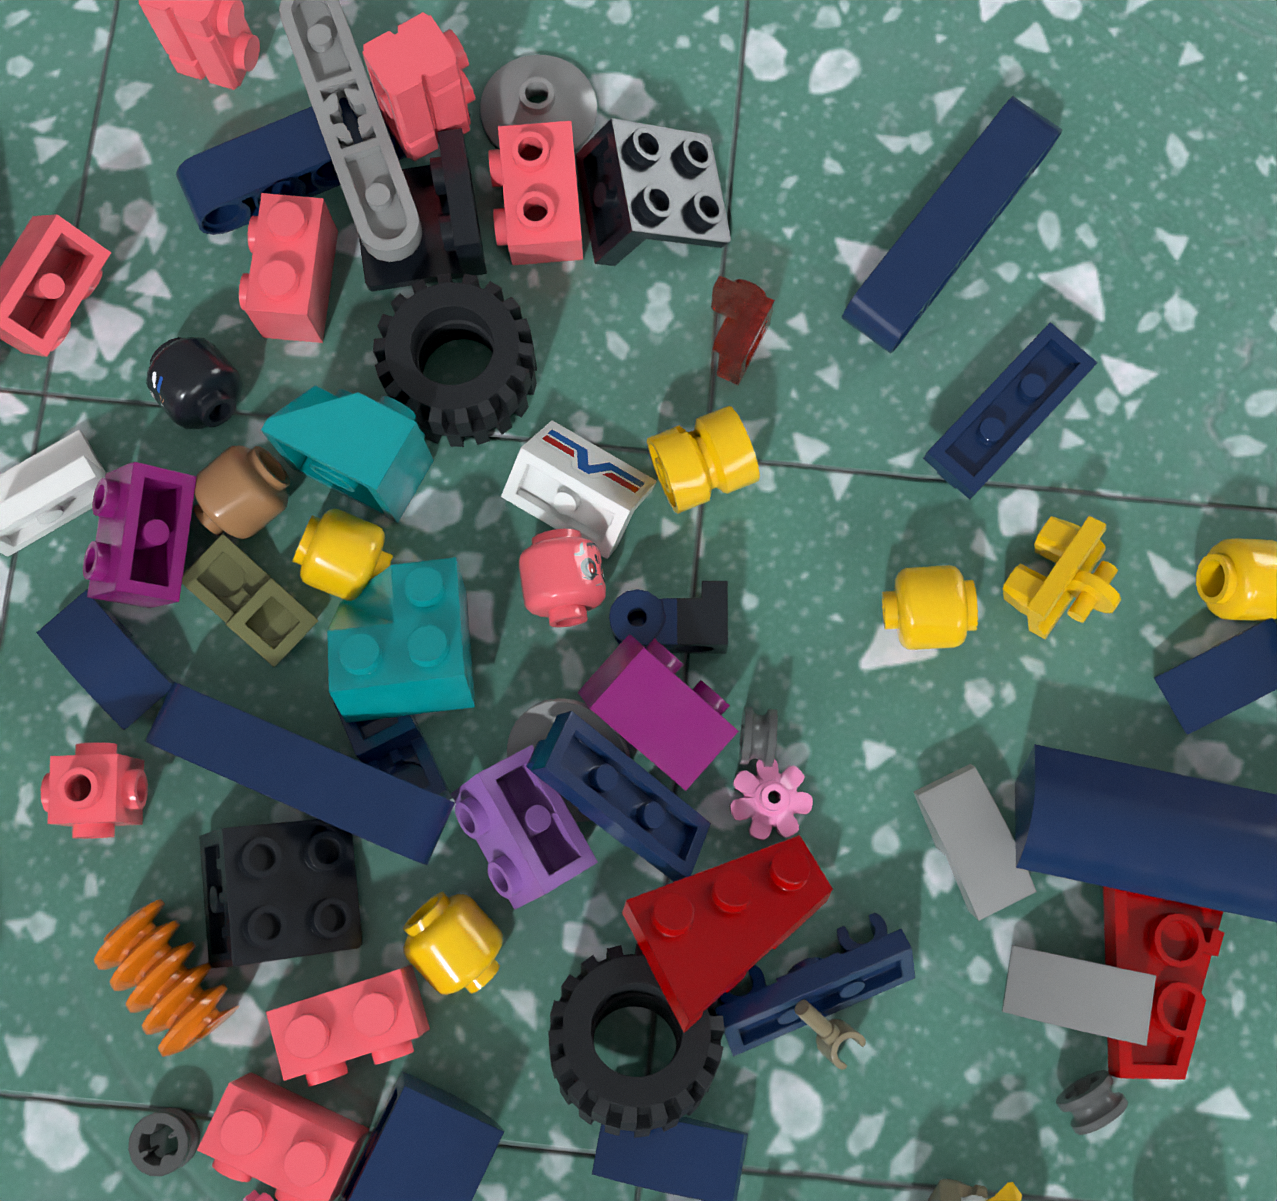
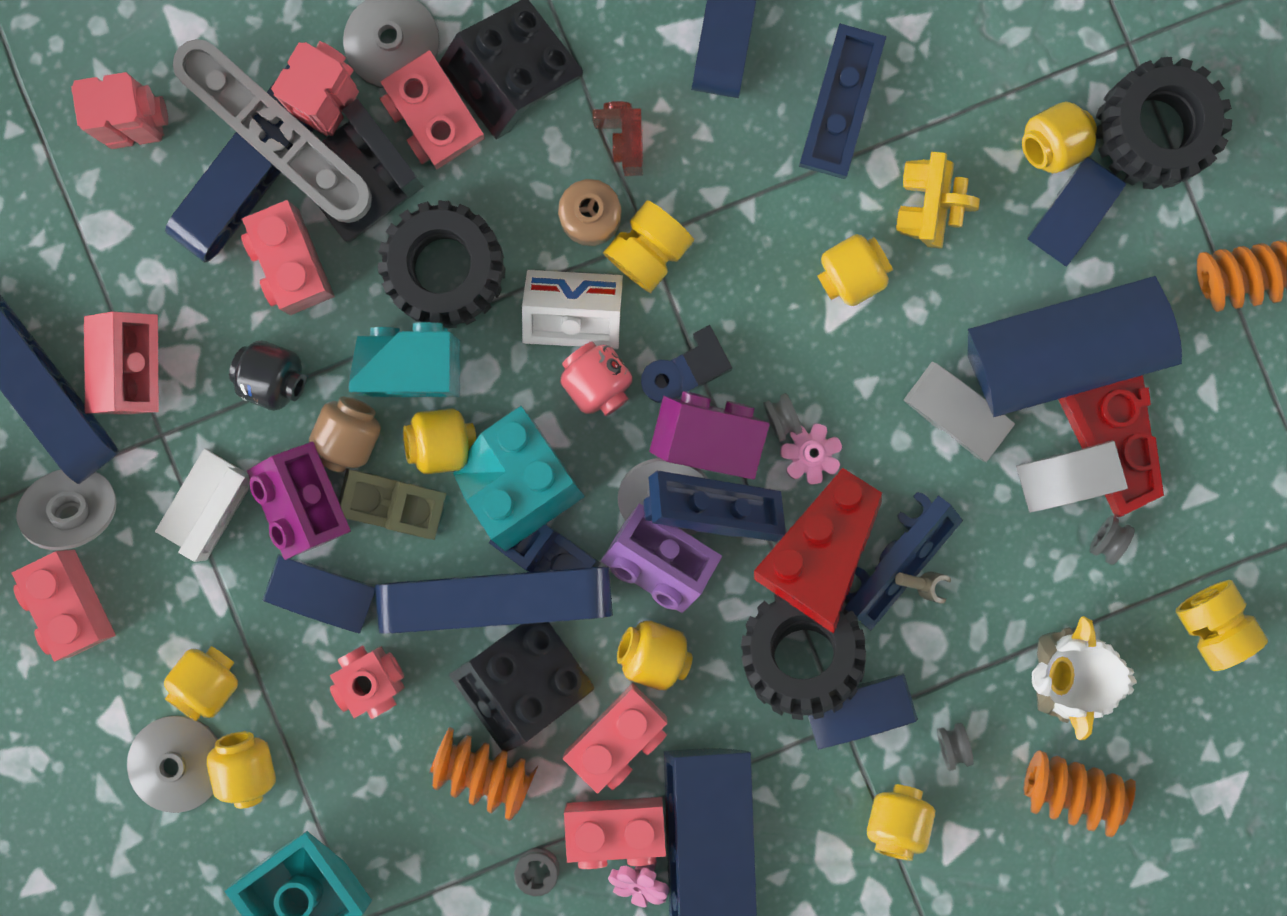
camera: 25 degrees left, 10 degrees up
(655, 387) = (598, 227): none -> medium nougat head

